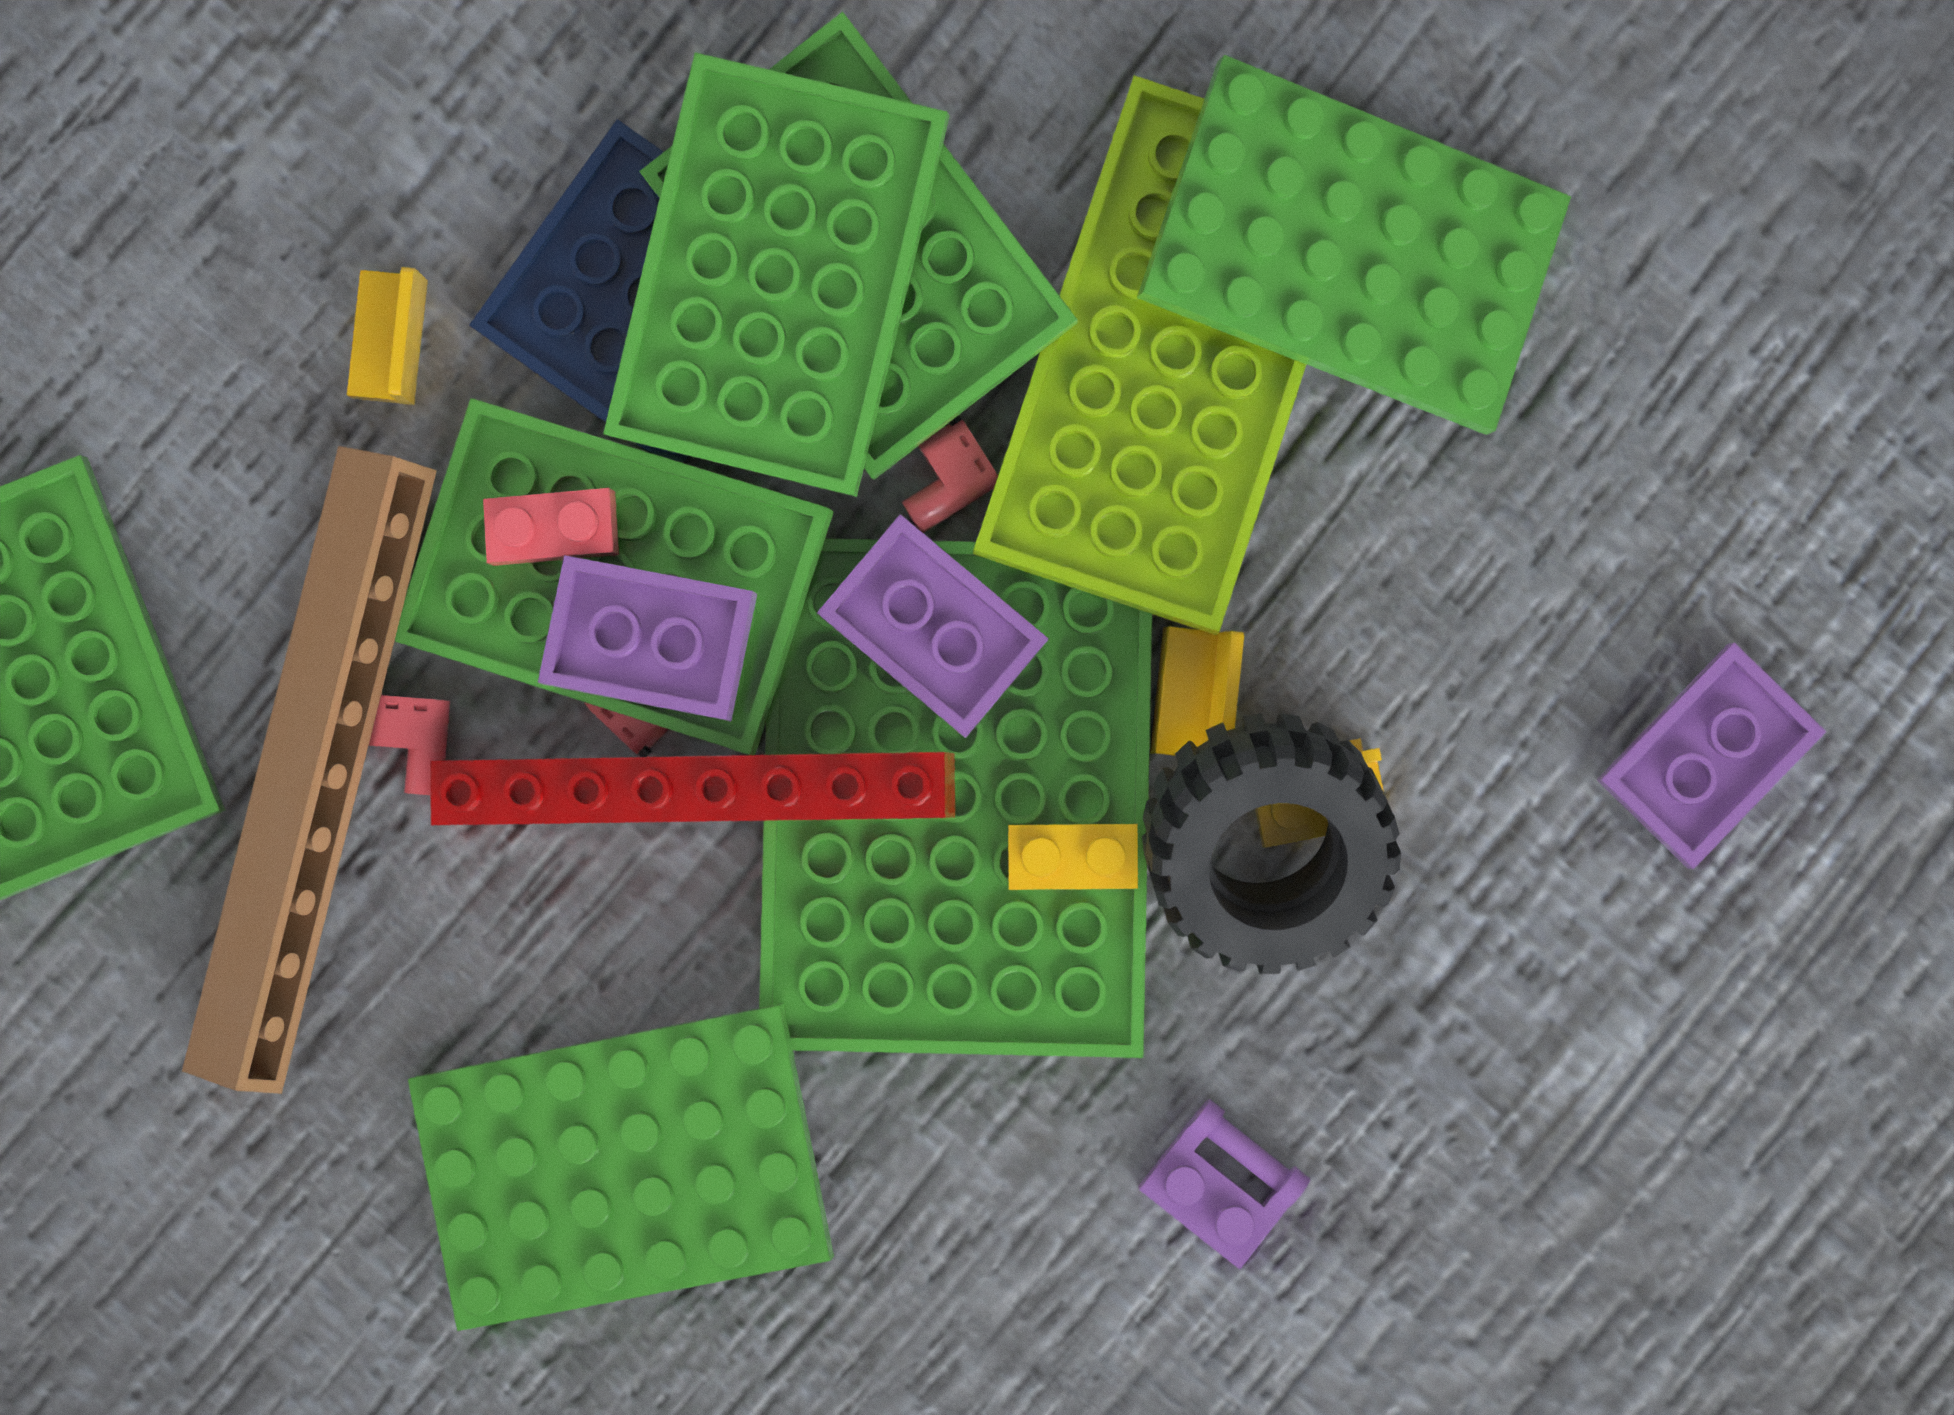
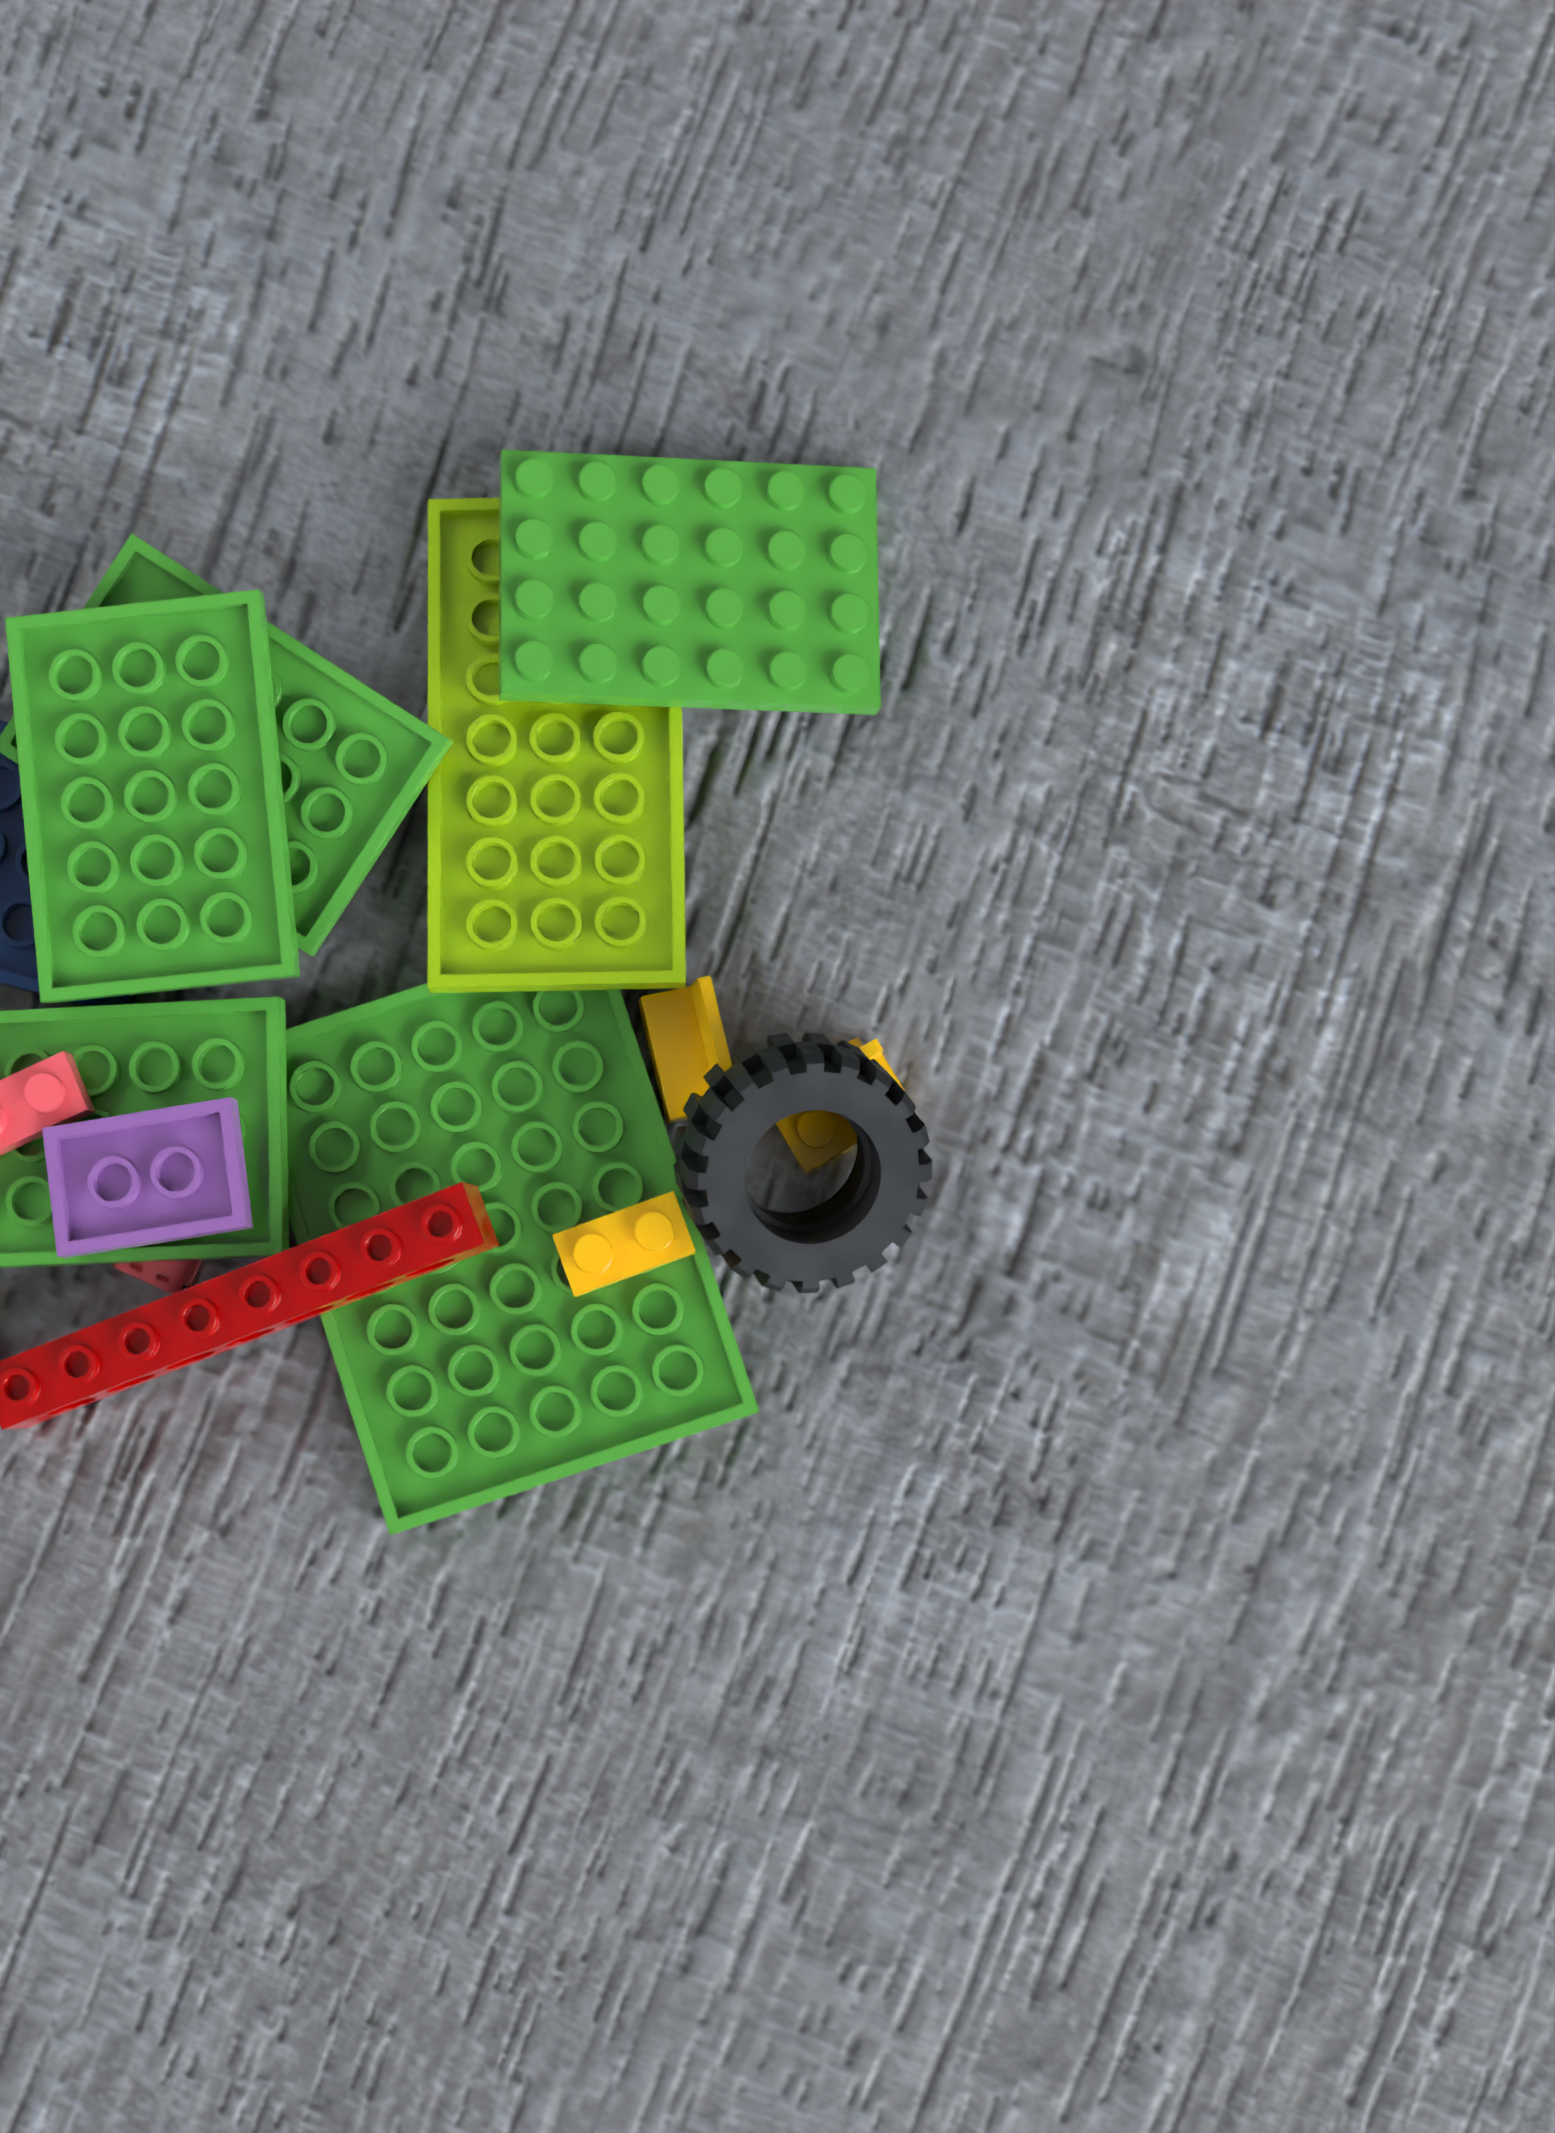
camera: 15 degrees left, 5 degrees down
(621, 1168) = (296, 1696): bright green plate -> none
(932, 626) = (415, 1073): medium lavender plate -> none
(961, 473) = (396, 924): coral piece -> none
(1210, 1200) = (872, 1526): medium lavender plate -> none
(1711, 755) = (1193, 938): medium lavender plate -> none

